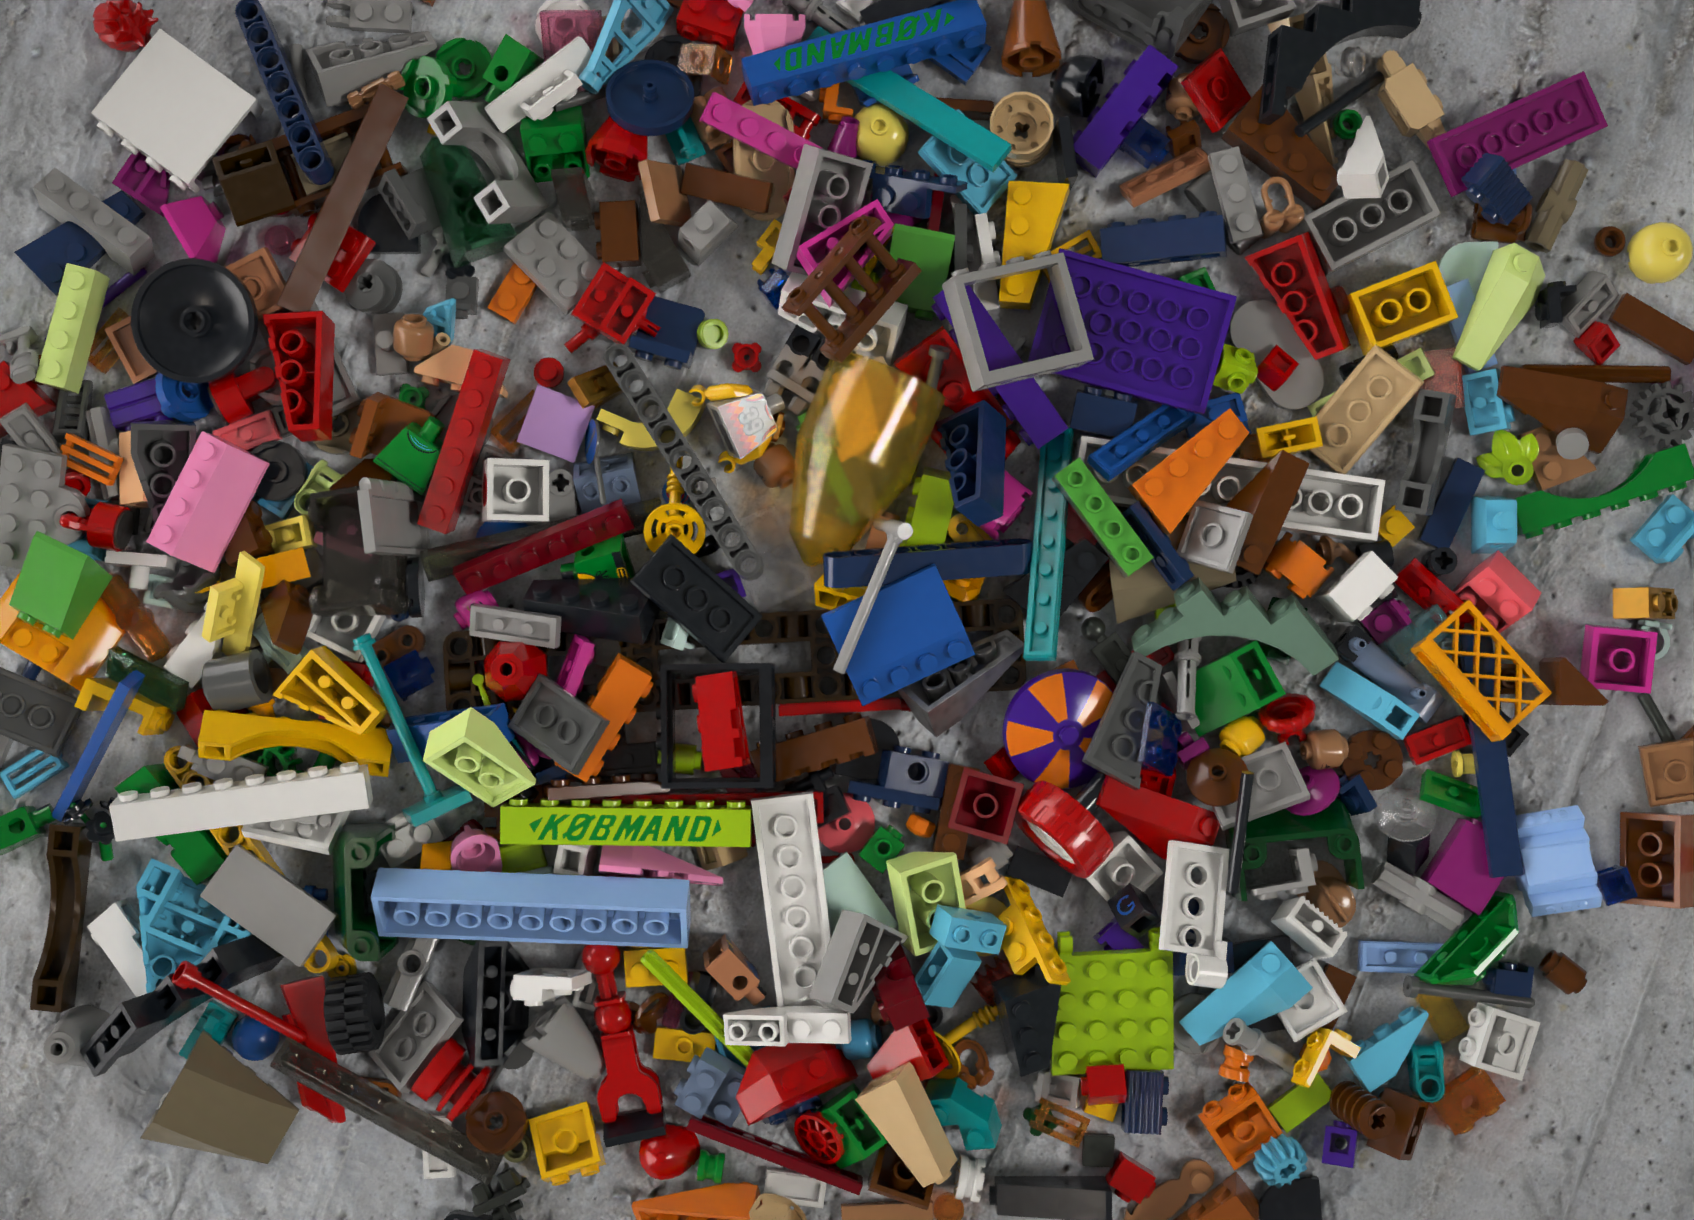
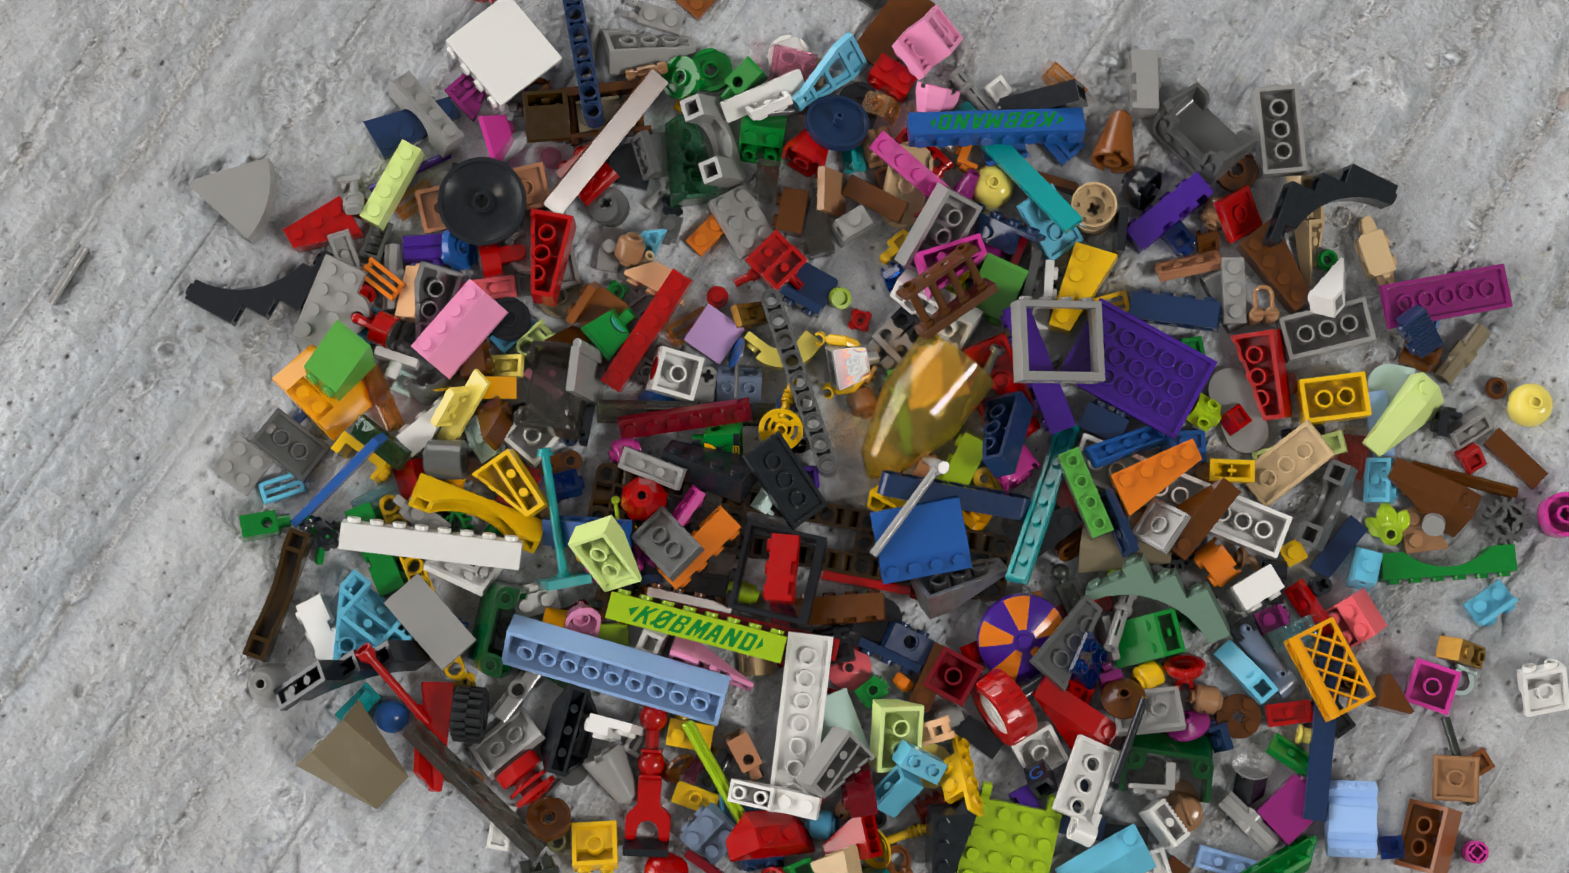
camera: 15 degrees right, 5 degrees down
(157, 750) = (374, 495): none -> clear light blue tile
(1339, 104) = (1323, 244): black bar -> none

